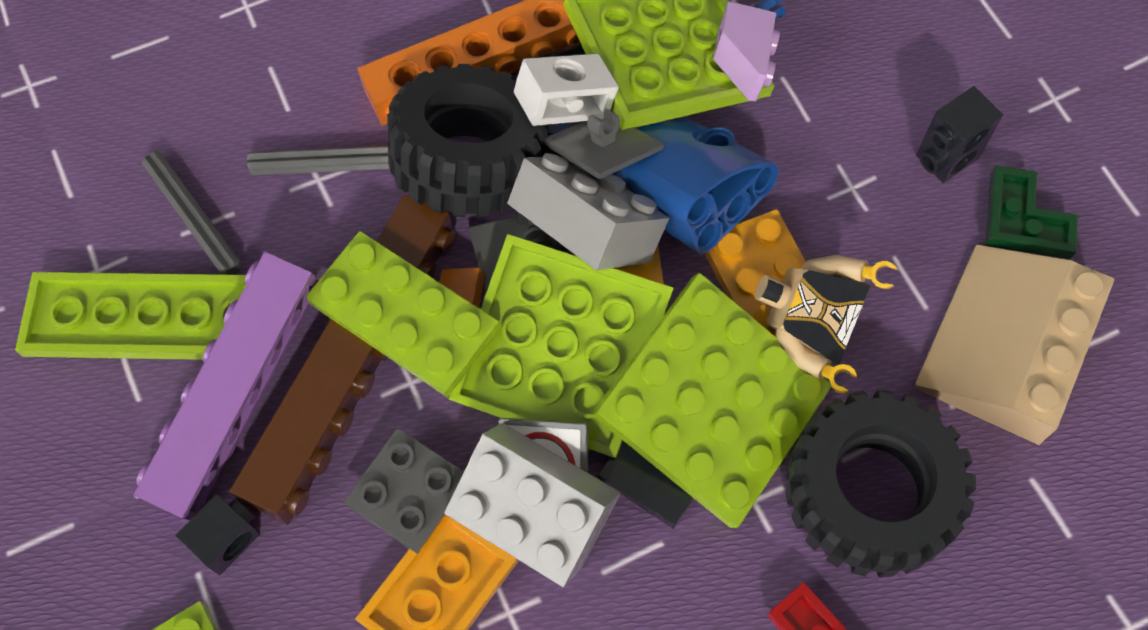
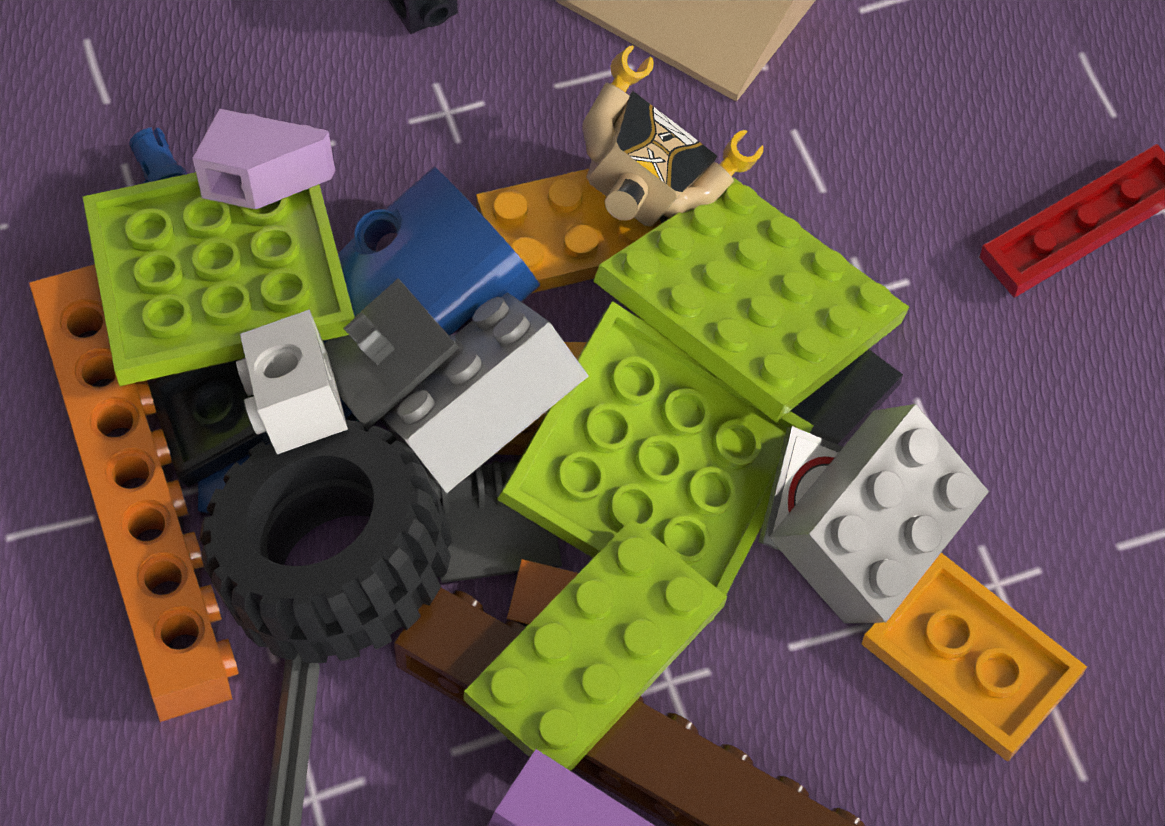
camera: 90 degrees left, 5 degrees down
(405, 490) = (842, 675): dark grey hinge -> none
(912, 438) = (883, 87): black tyre -> none

